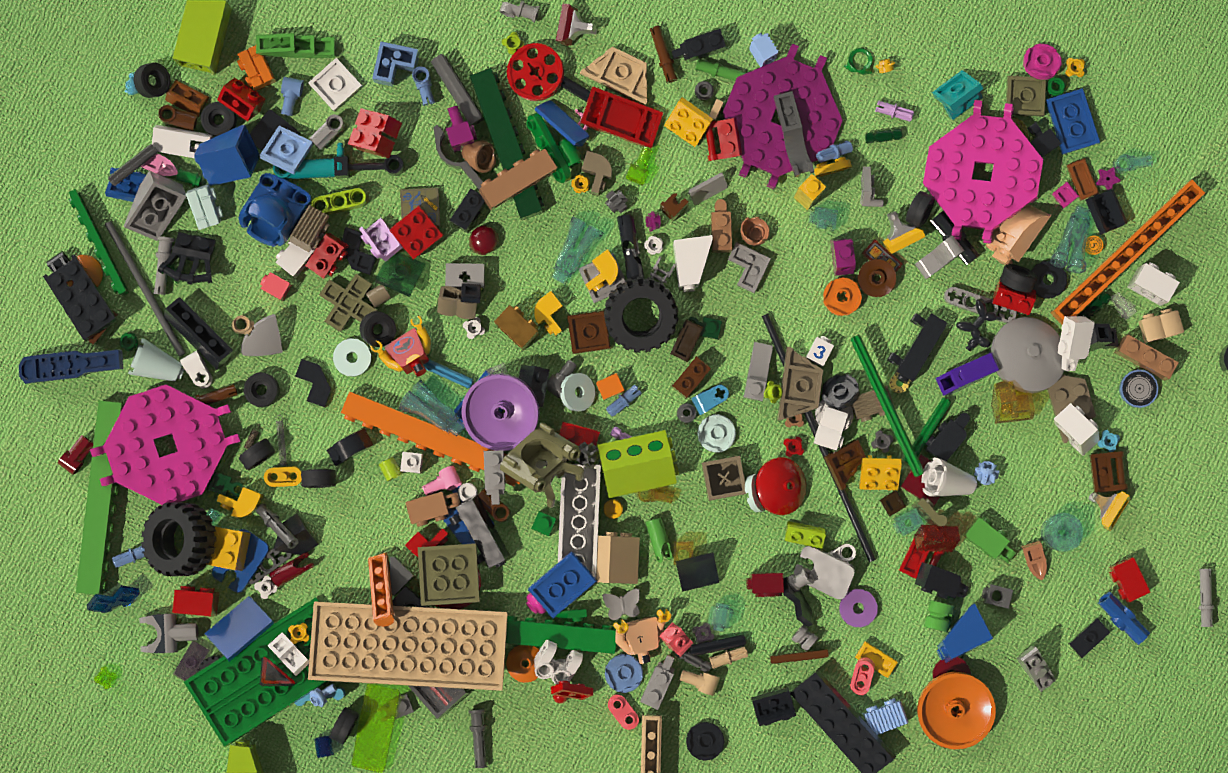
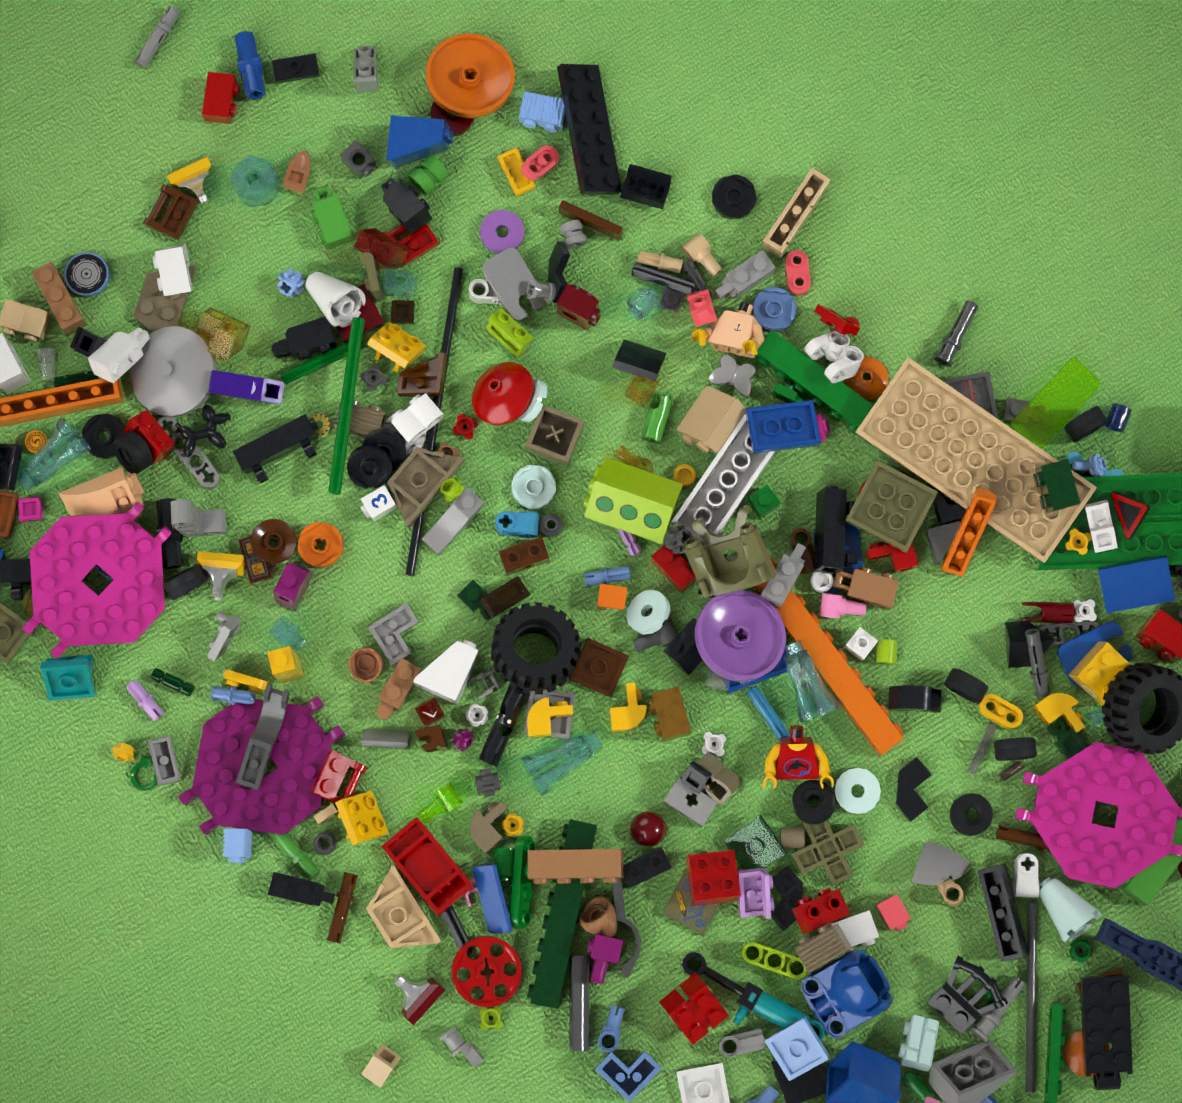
camera: 145 degrees left, 5 degrees down
(336, 658) = (1056, 486): none -> dark green brick
(688, 226) = (430, 712): none -> clear red slope
(843, 373) = (369, 466): none -> black tile
(853, 77) = (164, 761): none -> light grey slope
(1113, 441) = (144, 240): medium azure plate -> none

